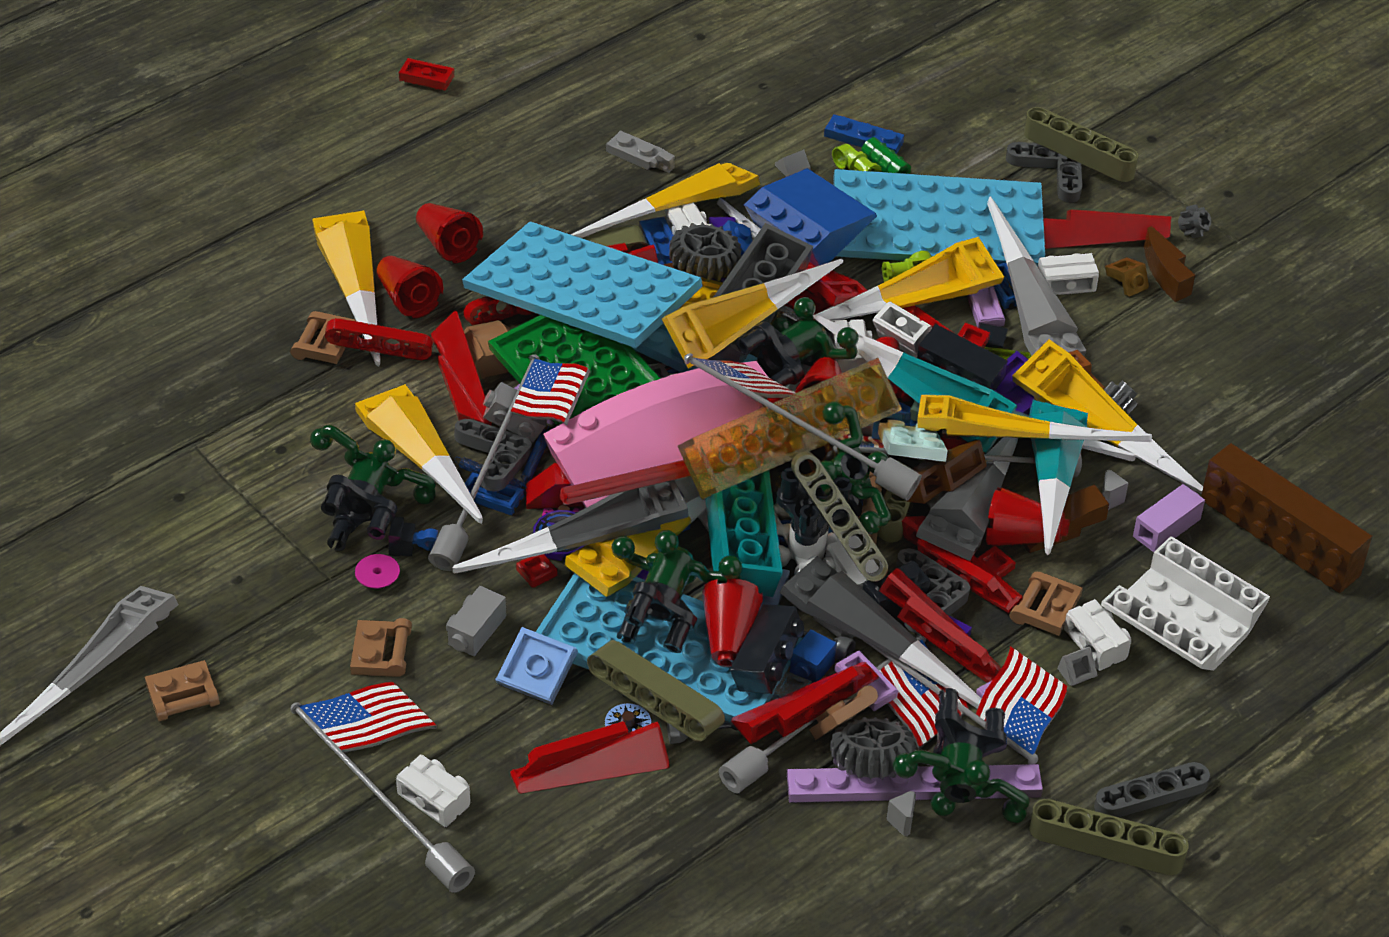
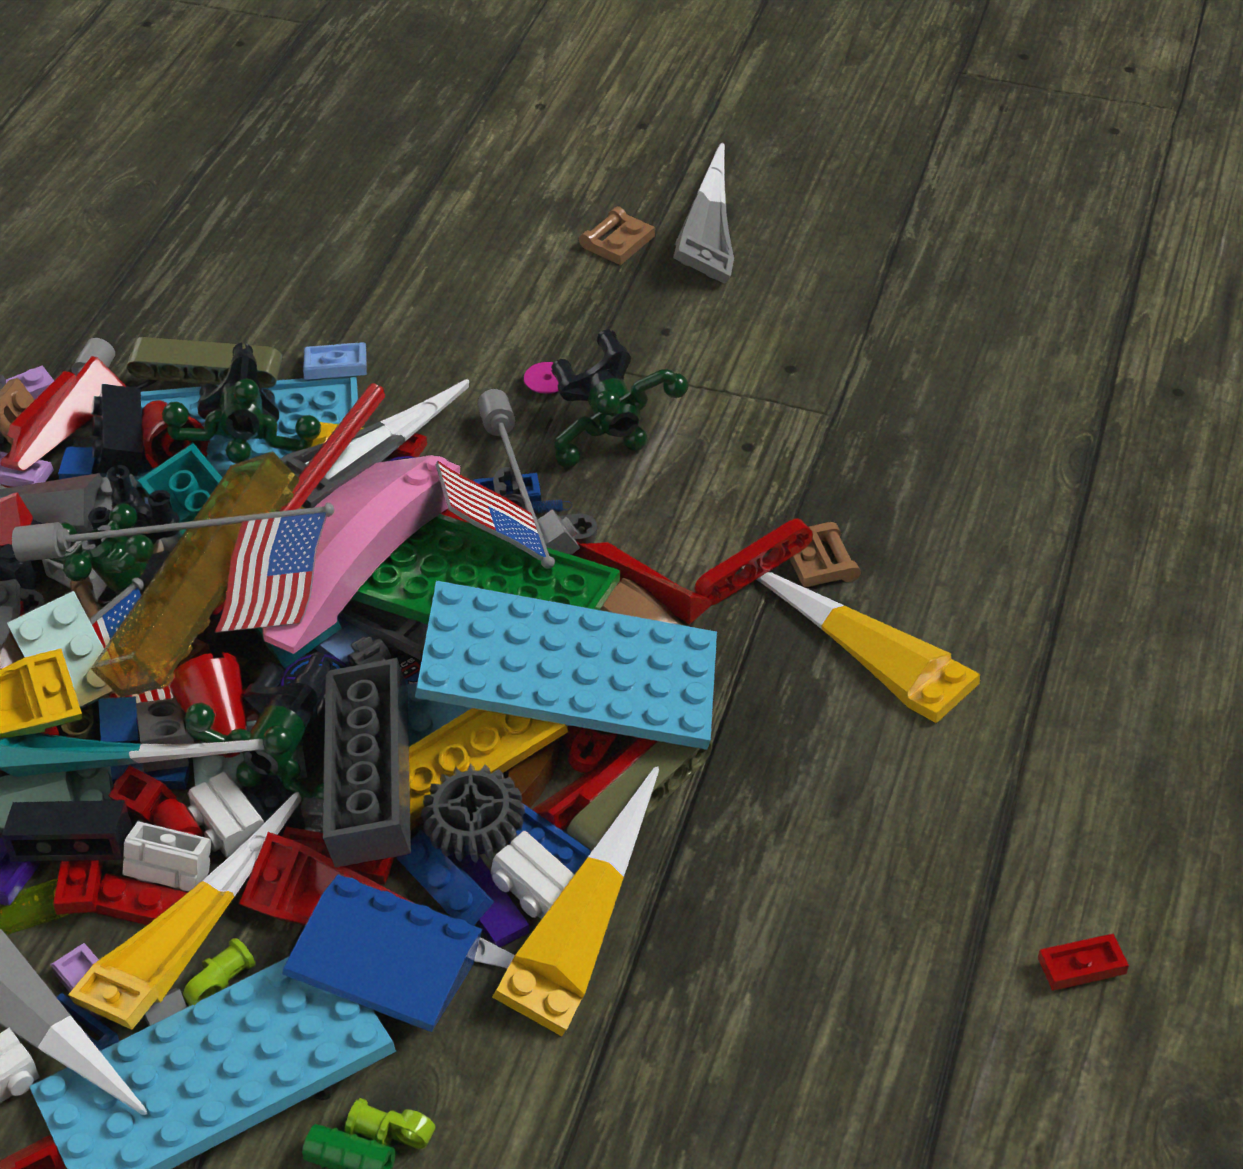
camera: 150 degrees right, 0 degrees up
(369, 719) = (443, 285): flag -> none
(371, 646) = (494, 323): medium nougat plate -> none
(403, 421) = (651, 503): yellow plate -> none
(403, 537) = (547, 408): black piece -> none
(410, 285) = (793, 637): red cone -> none
(433, 790) = (347, 247): white brick -> none
(450, 231) = (819, 725): red cone -> none
(476, 620) = (418, 371): light grey brick -> none
(593, 757) = (251, 316): red wedge -> none
(640, 152) = (700, 993): light grey hinge -> none
(718, 321) = (362, 652): yellow plate -> none
(793, 163) = (482, 1084): light grey slope -> none
(850, 526) = (97, 489): olive beam -> none
(997, 335) = (57, 933): black tile -> none

